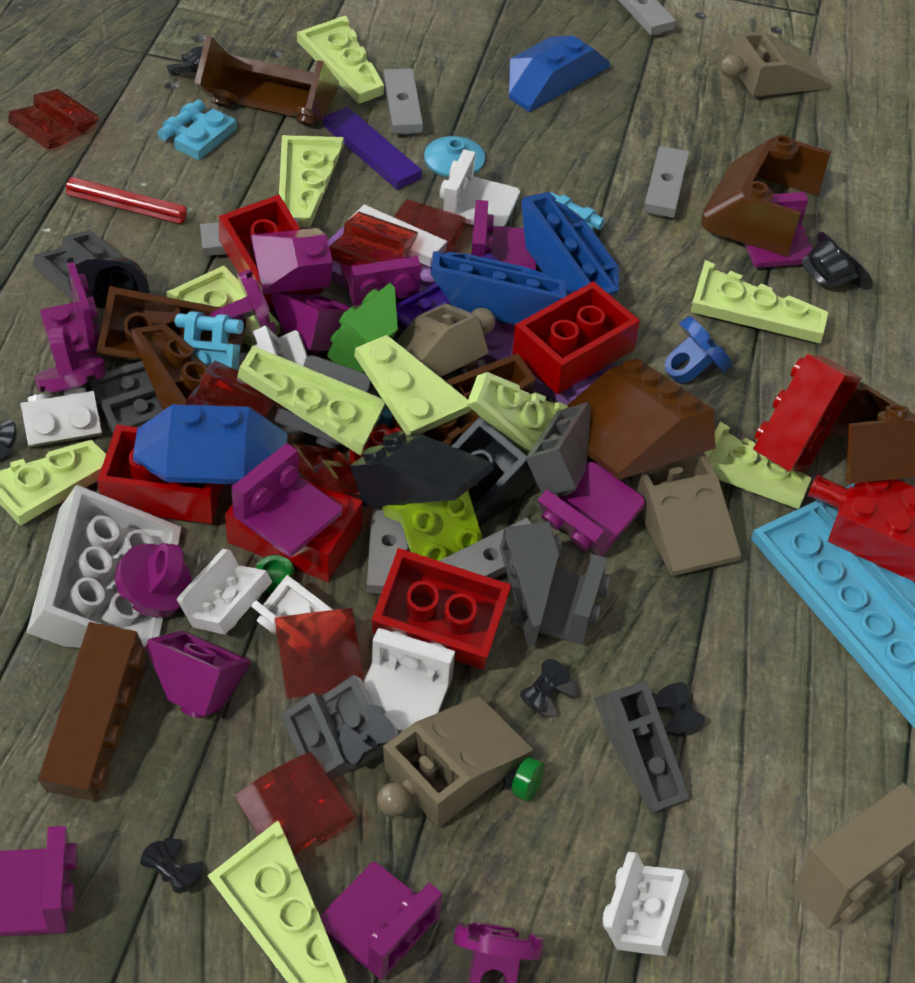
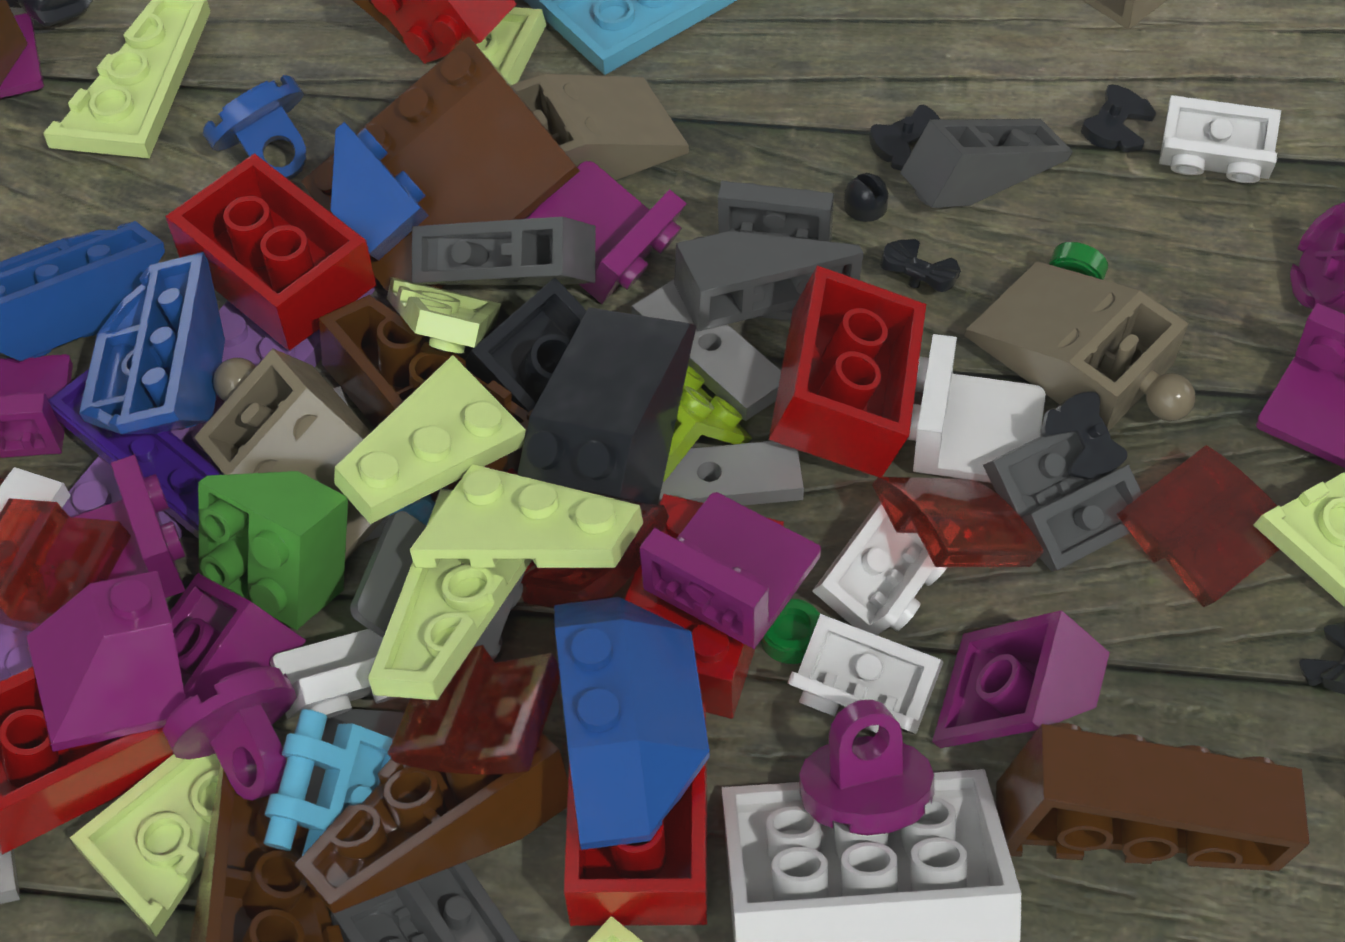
camera: 90 degrees left, 5 degrees up
(339, 421) = (524, 518): none -> yellowish green wing
(606, 372) = (369, 195): none -> blue slope
(622, 676) = (860, 199): none -> black hinge
(675, 840) = (1107, 127): none -> black piece

